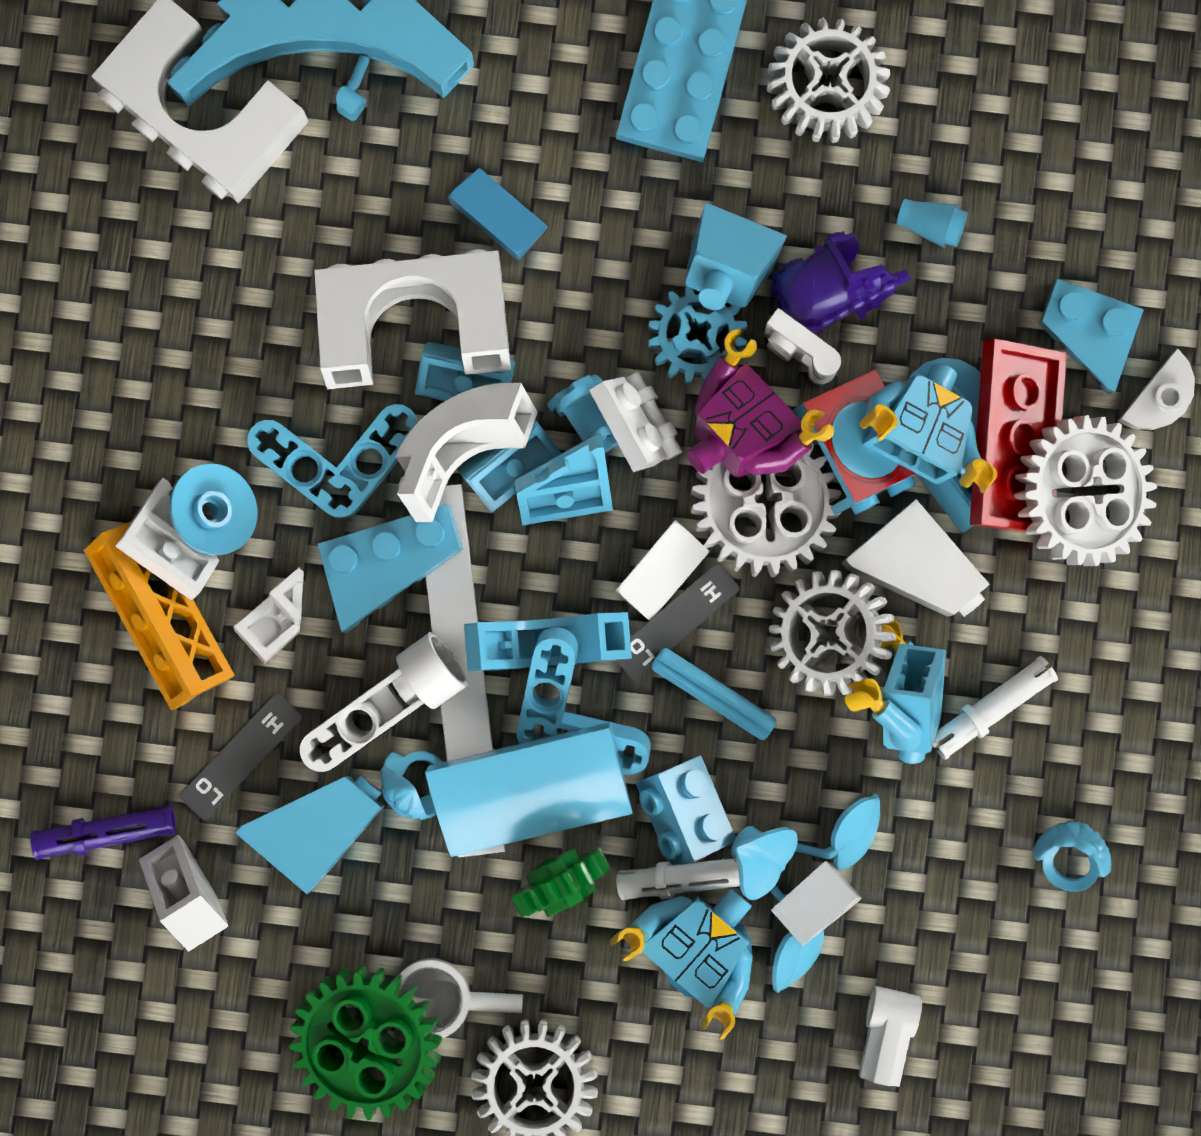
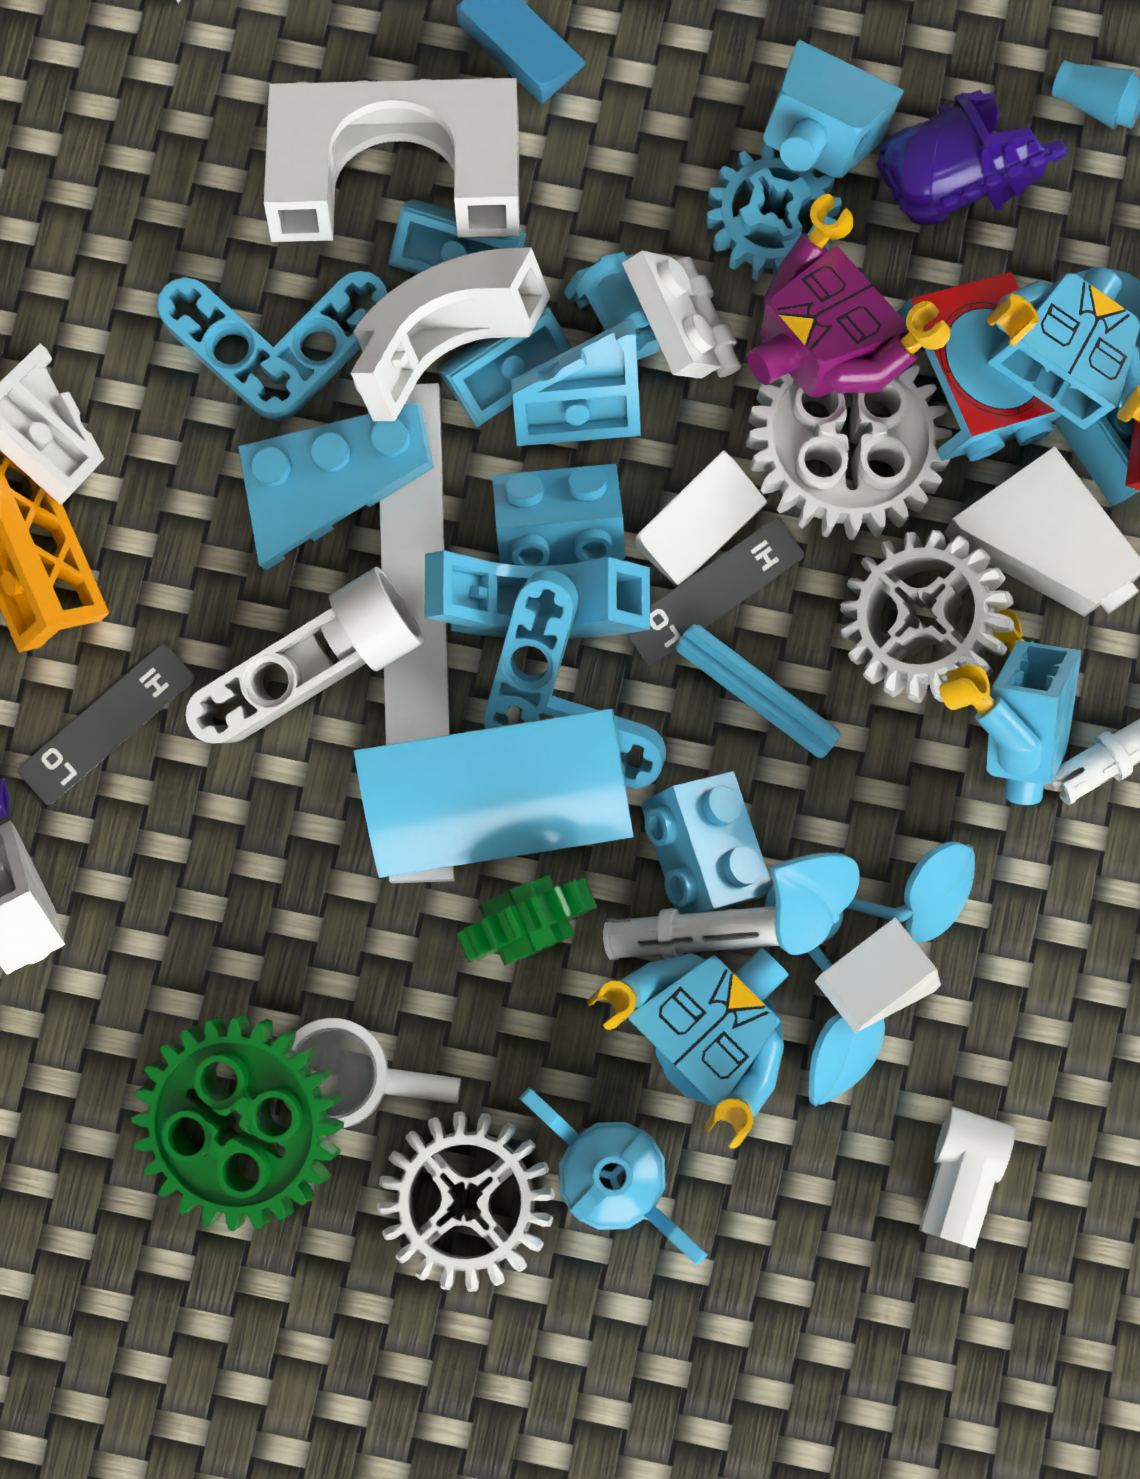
camera: 10 degrees right, 5 degrees down
(231, 506) = (120, 373): medium azure dish -> none
(275, 619) = (171, 544): white slope -> none
(315, 830) = (197, 824): medium azure slope -> none
(400, 792) = (319, 783): medium azure piece -> none
(557, 577) = (559, 516): none -> medium azure bracket
(641, 1039) = (636, 1155): none -> medium azure helmet
(791, 339) = (902, 222): white plate -> none

